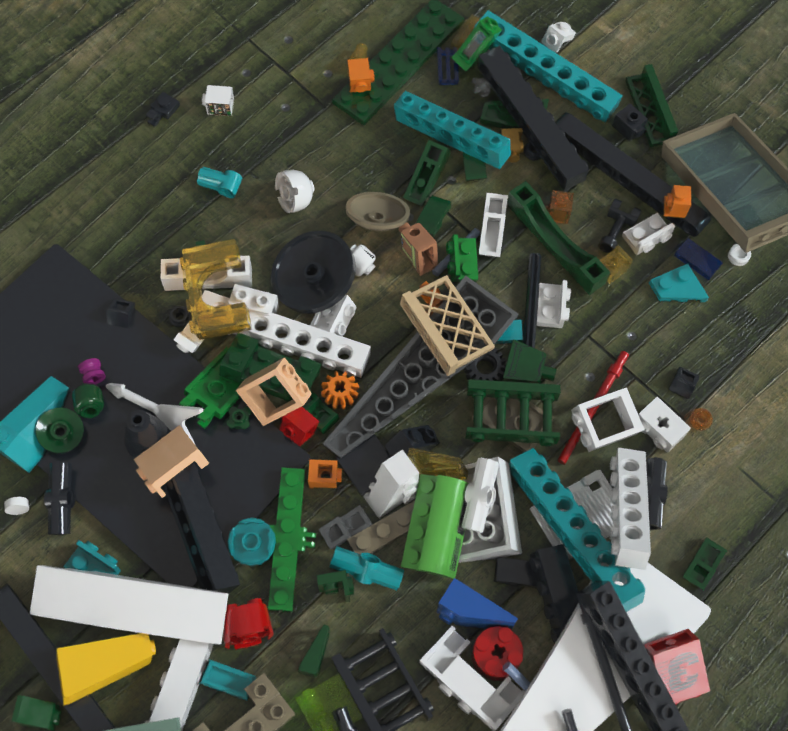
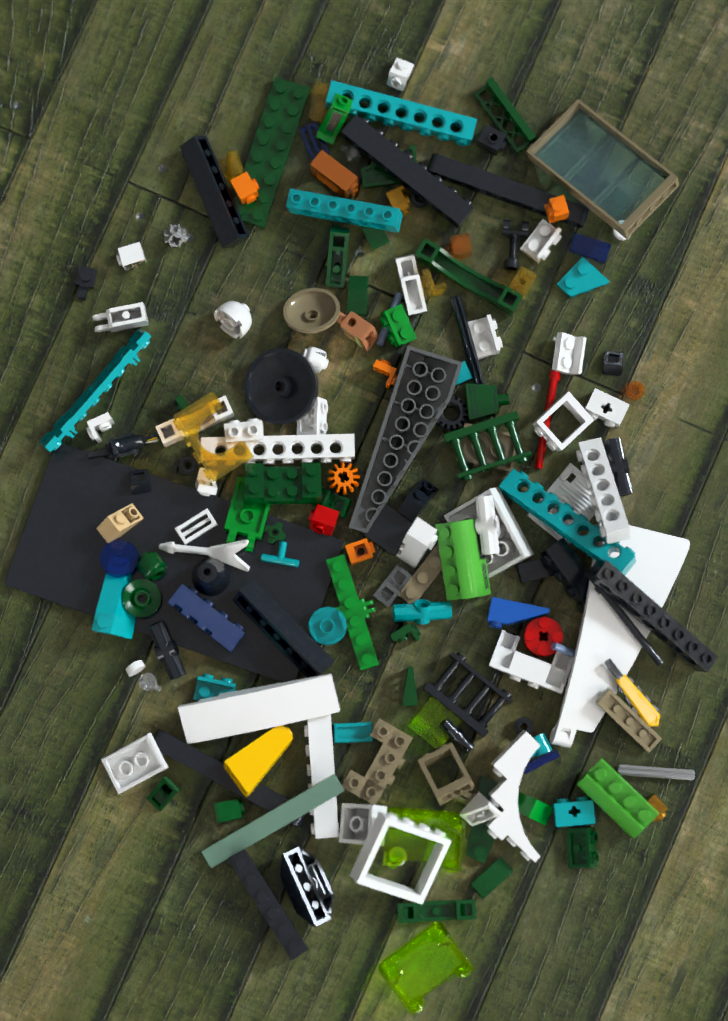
camera: 15 degrees left, 15 degrees up
(23, 528) = (149, 682): none -> clear piece
(56, 380) = (119, 558): none -> clear blue tile
(76, 343) = (119, 523): none -> tan slope
(91, 371) = (143, 541): magenta wheel -> none
(105, 238) = (99, 423): none -> white bracket
(109, 210) = (90, 396): none -> teal piece
(119, 478) = (207, 618): none -> dark blue wedge
(123, 271) = (125, 445): none -> black animal
(156, 380) = (199, 533): none -> white tile
(167, 459) = (239, 590): light nougat panel -> none
(181, 150) = (122, 318): none -> white hinge
(225, 183) = (172, 332): teal piece -> none
(232, 448) = (280, 558): none -> teal piece
(246, 624) = (352, 688): red brick -> none
(259, 402) = (288, 516): light nougat window -> none
(267, 101) = (175, 235): none -> light grey gear
(328, 71) = (214, 191): none -> black brick
(430, 333) = (400, 408): tan fence -> none
(437, 464) = (445, 512): clear yellow wing -> none
(454, 92) = (334, 175): none -> dark orange window
(515, 238) = (427, 282): none -> clear yellow bracket
(638, 353) = (568, 354): none -> white bracket
(680, 664) = (677, 595): panel -> none
(704, 563) = (674, 507): dark green slope -> none

